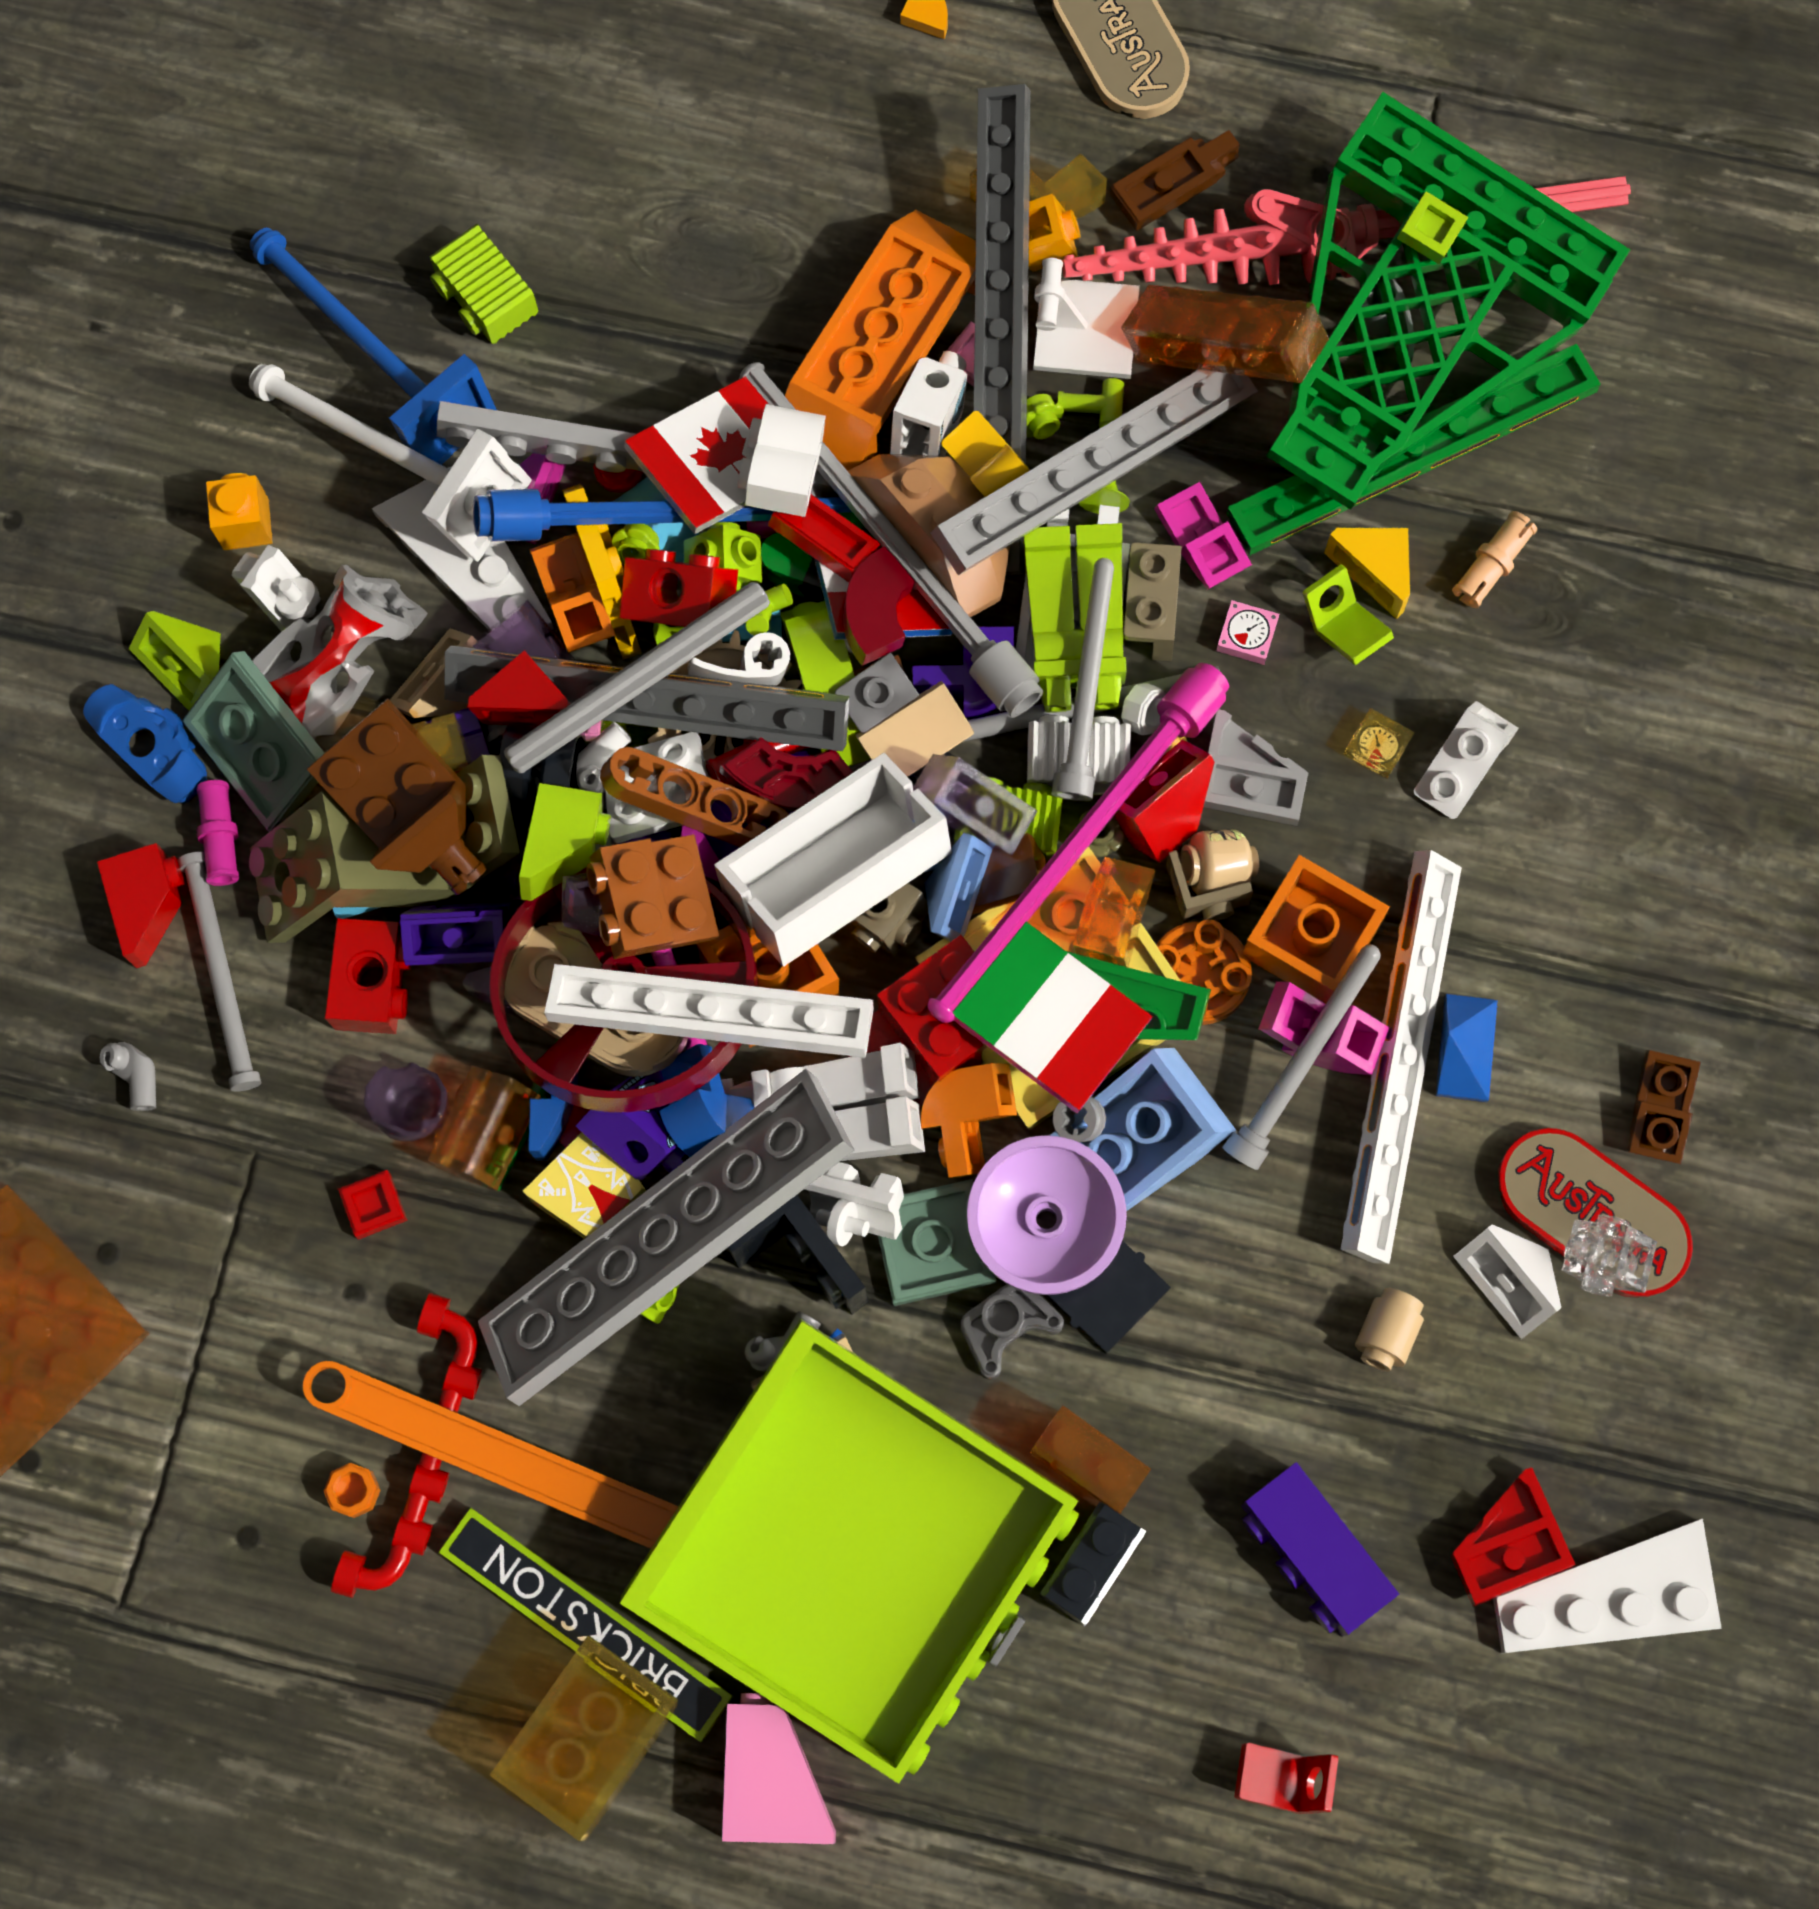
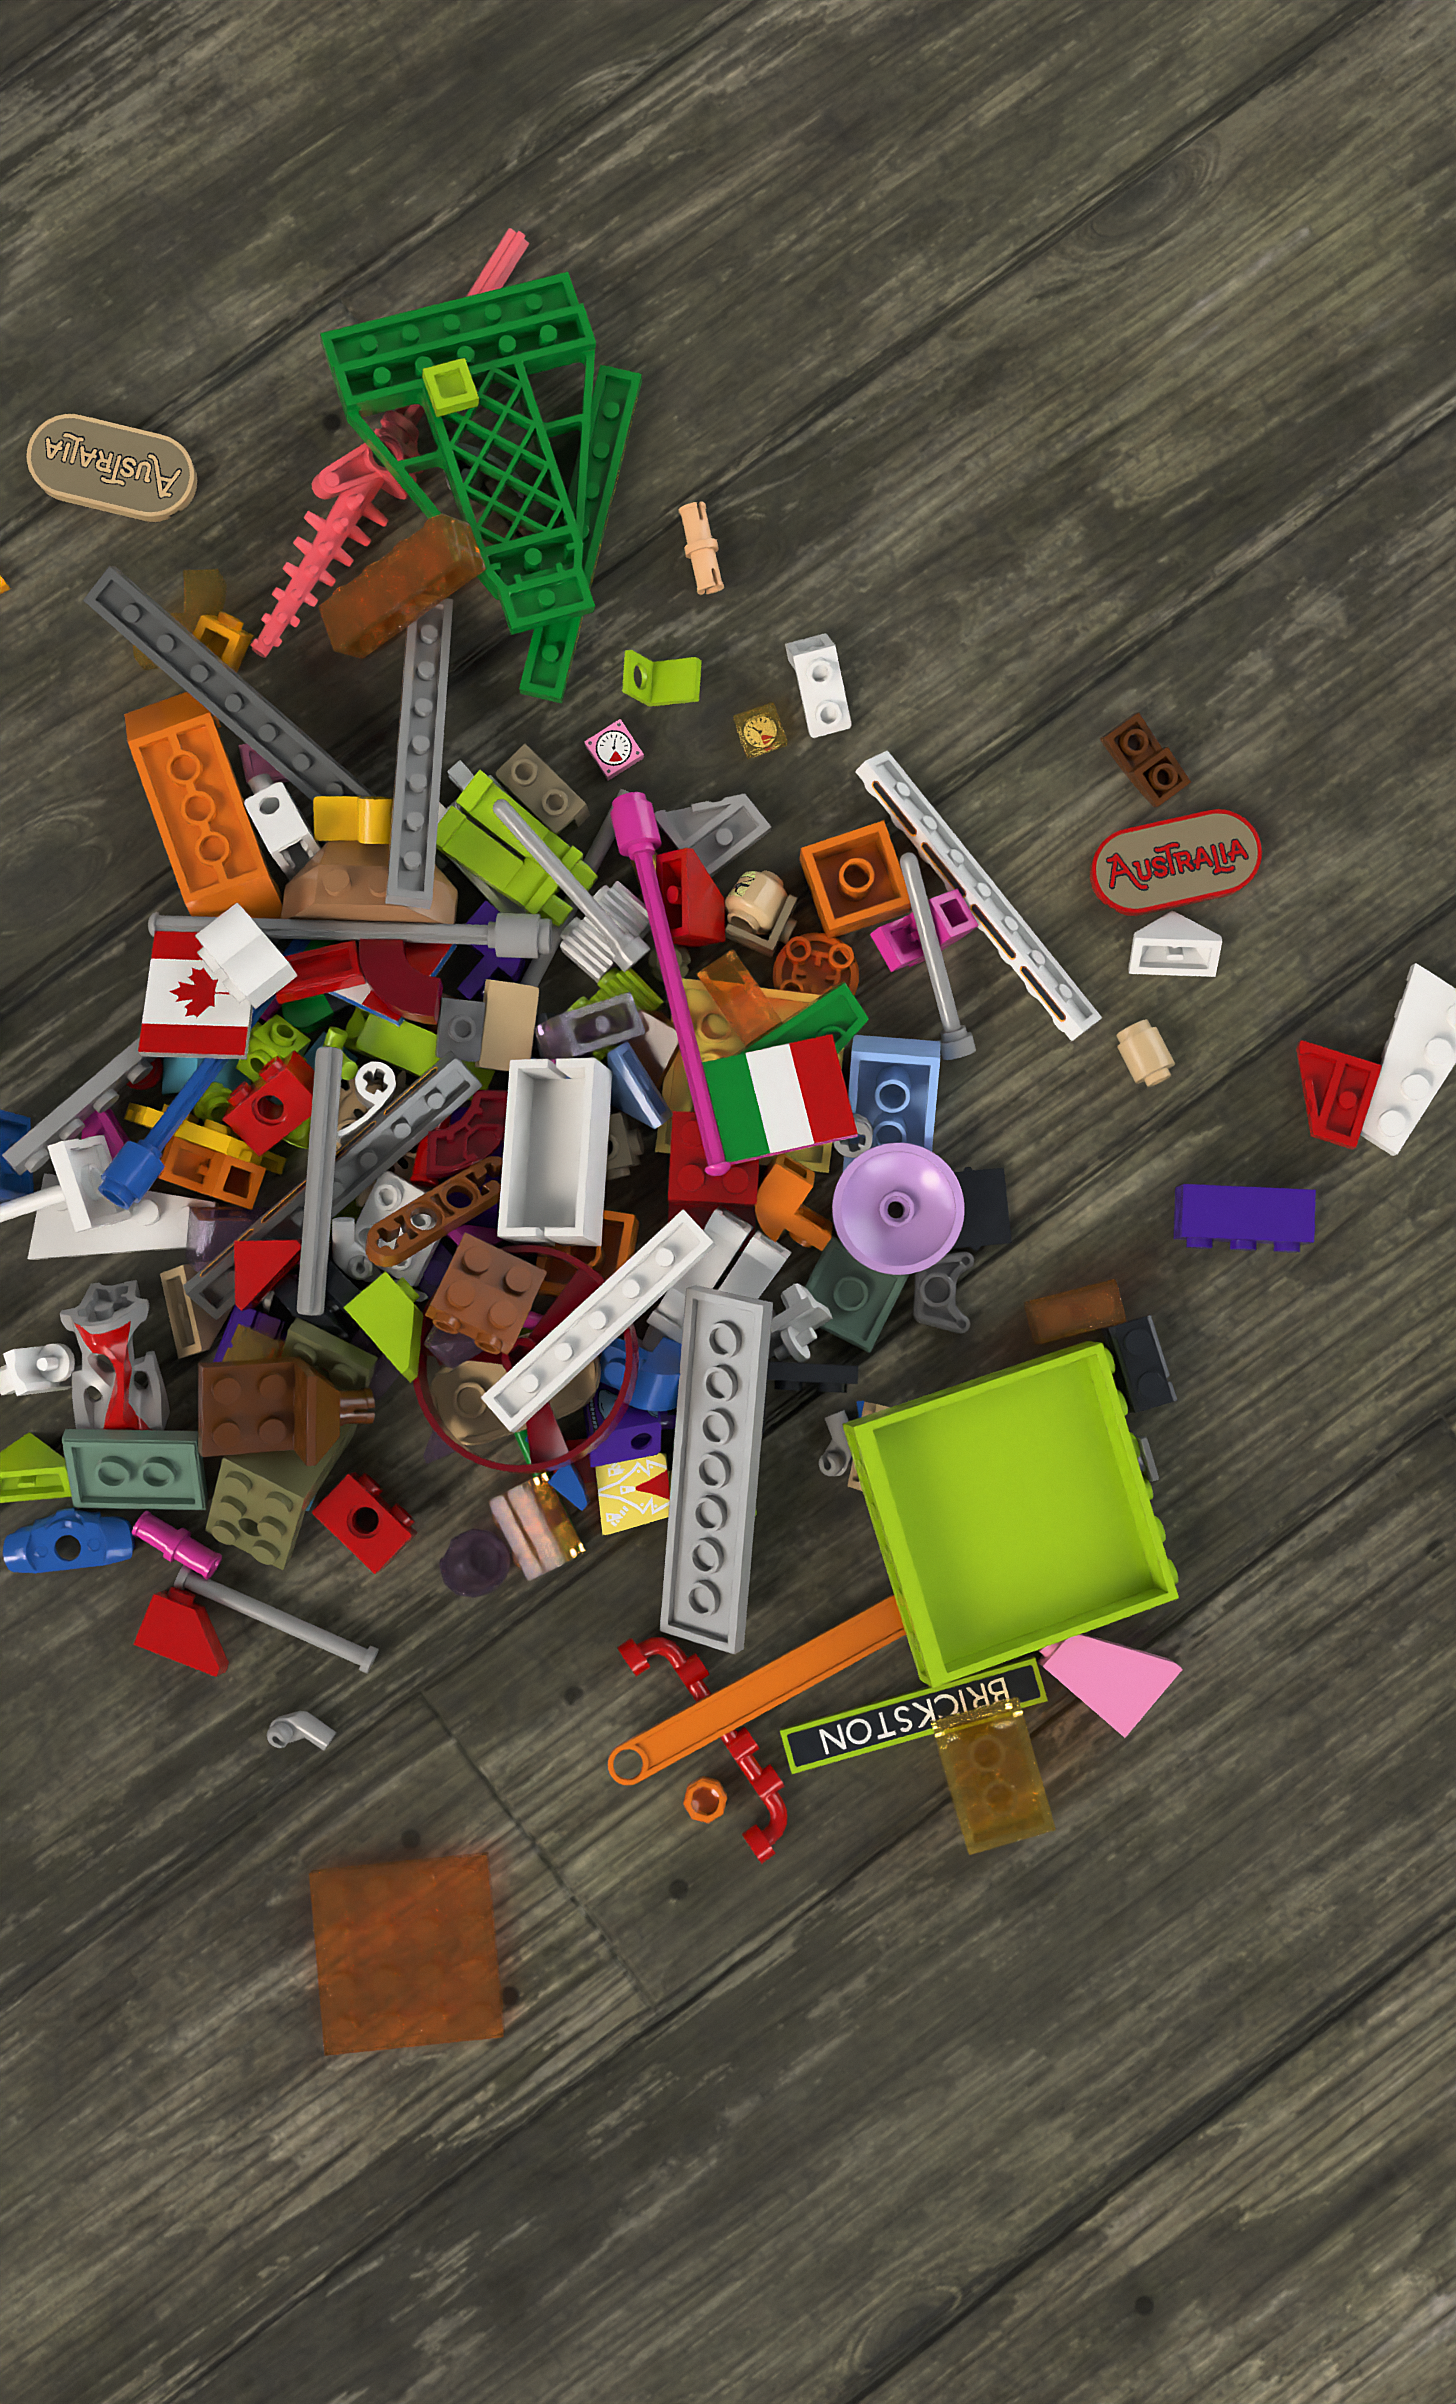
camera: 55 degrees left, 10 degrees up
(372, 1204) = (523, 1638): red tile -> none
(453, 932) = (388, 1441): dark purple brick -> none
(1042, 416) = (349, 754): lime plate -> none
(1082, 325) = (307, 673): white plate -> none
(1109, 407) = (379, 705): lime piece -> none
(1141, 708) = (610, 863): white tile -> none
(1173, 178) = (251, 524): reddish brown hinge -> none
(1205, 541) = (522, 722): dark pink slope -> none
(1285, 1779) = (1365, 1353): red bracket -> none
(1376, 562) = (640, 625): yellow slope -> none
(1466, 1048) = (1004, 849): blue slope -> none
(1609, 1256) = (1217, 879): clear brick -> none

